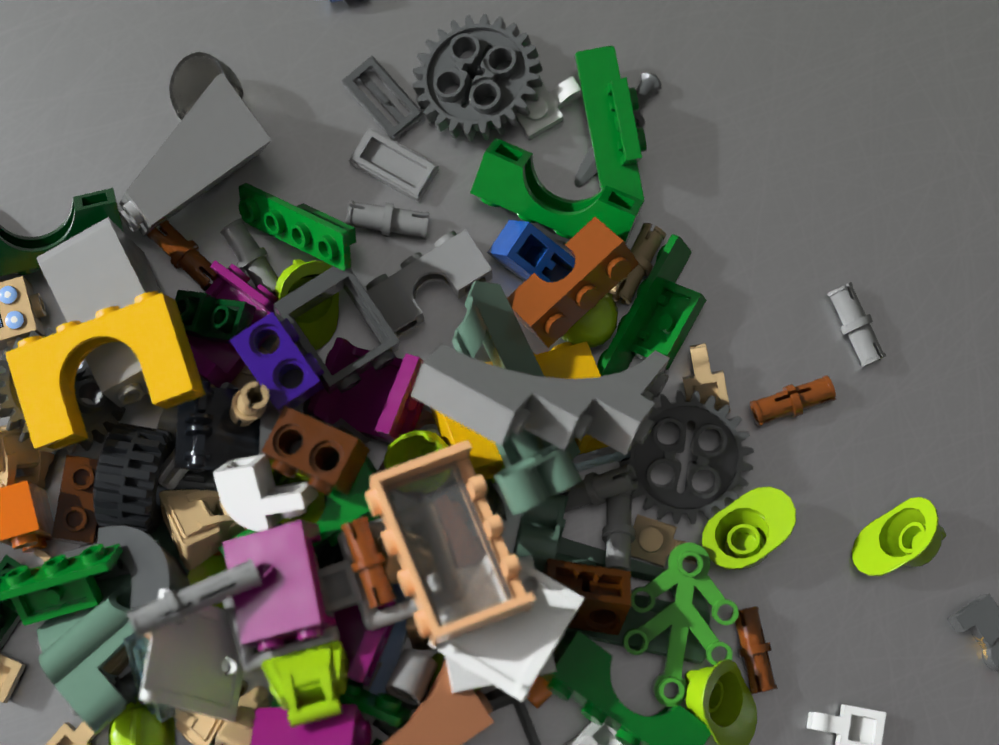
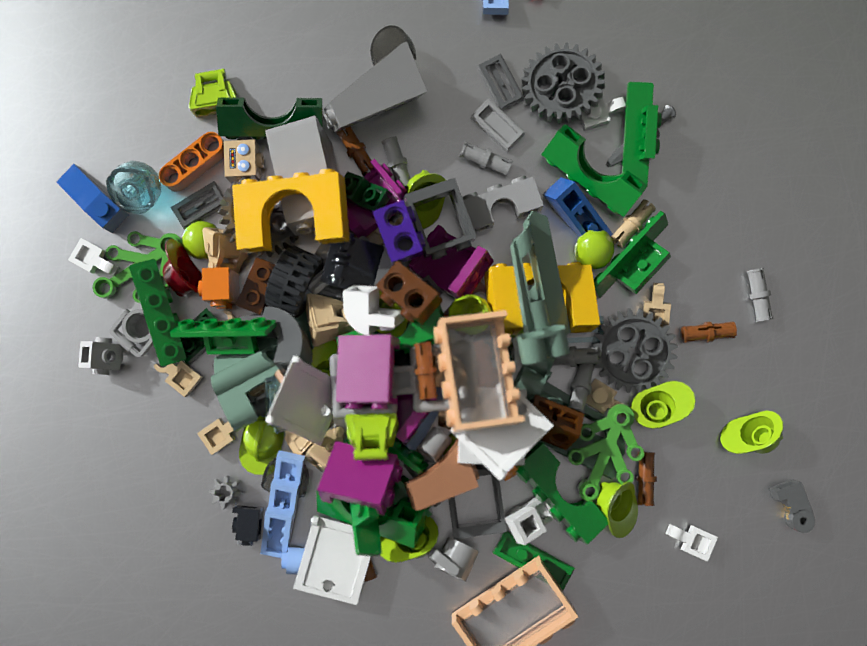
camera: 20 degrees right, 5 degrees up
(177, 605) = (313, 367): light grey pin -> none
(252, 396) = (375, 253): tan pin -> none
(298, 226) = (430, 149): green bracket -> none
(554, 307) = (576, 239): dark orange arch -> none
(555, 409) = (564, 304): light grey arch -> none

